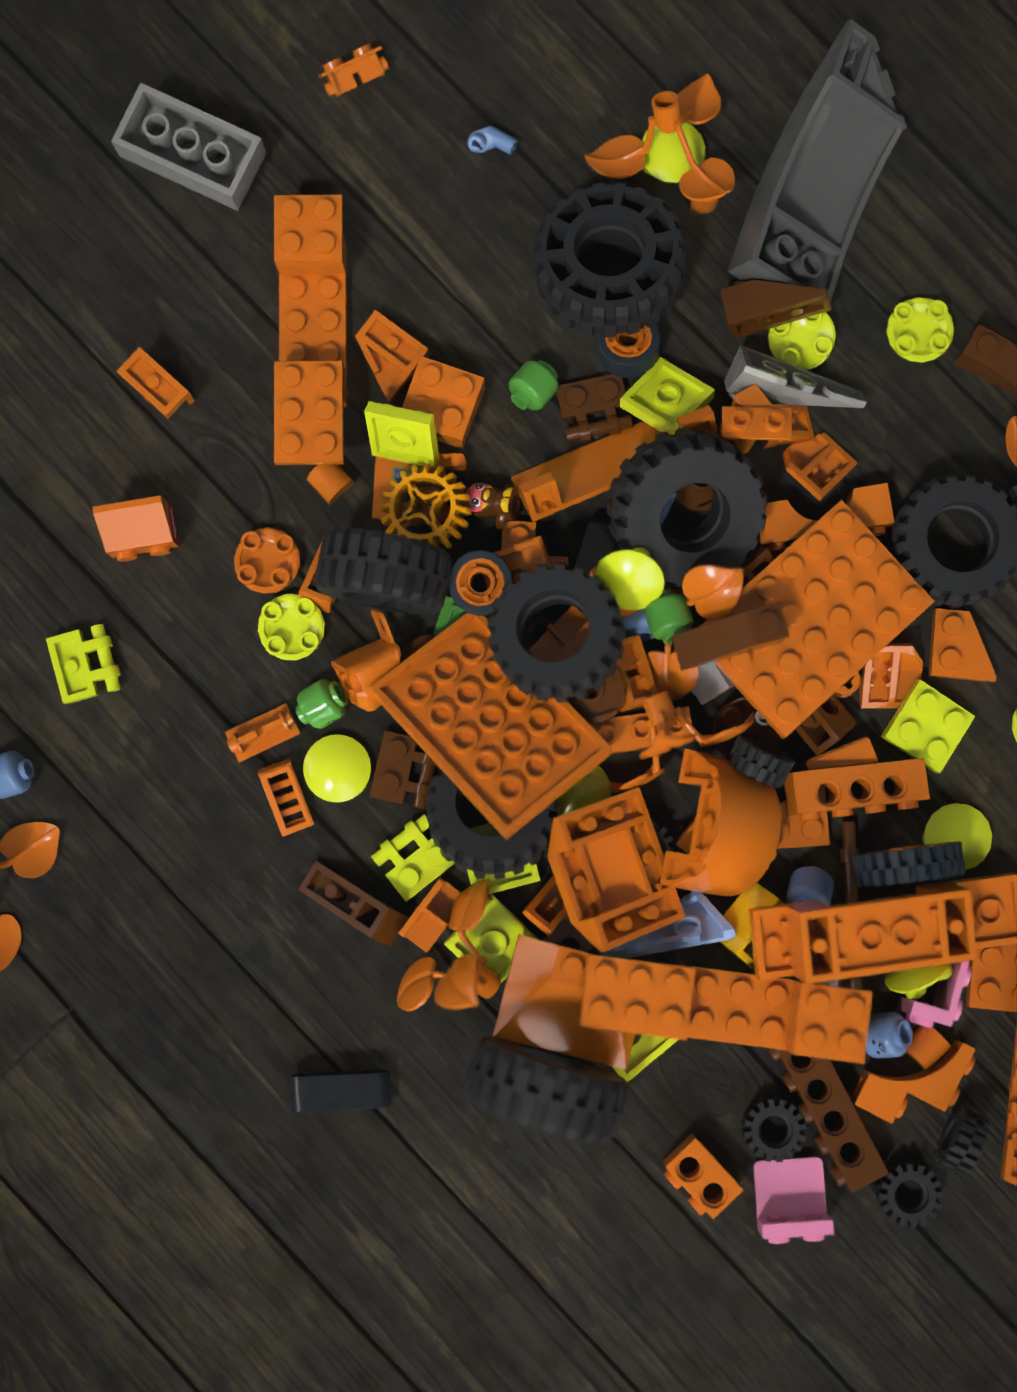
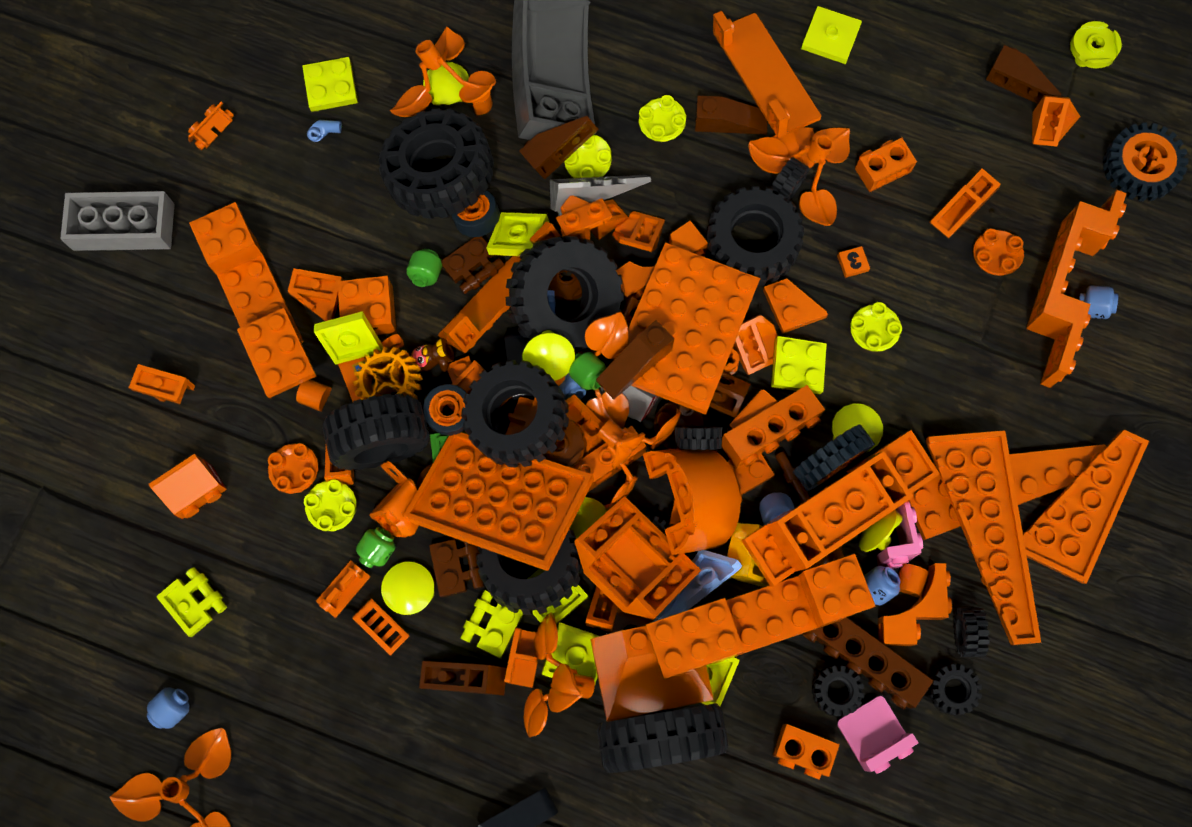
camera: 25 degrees left, 10 degrees down
(526, 82) = (330, 84): none -> neon yellow plate

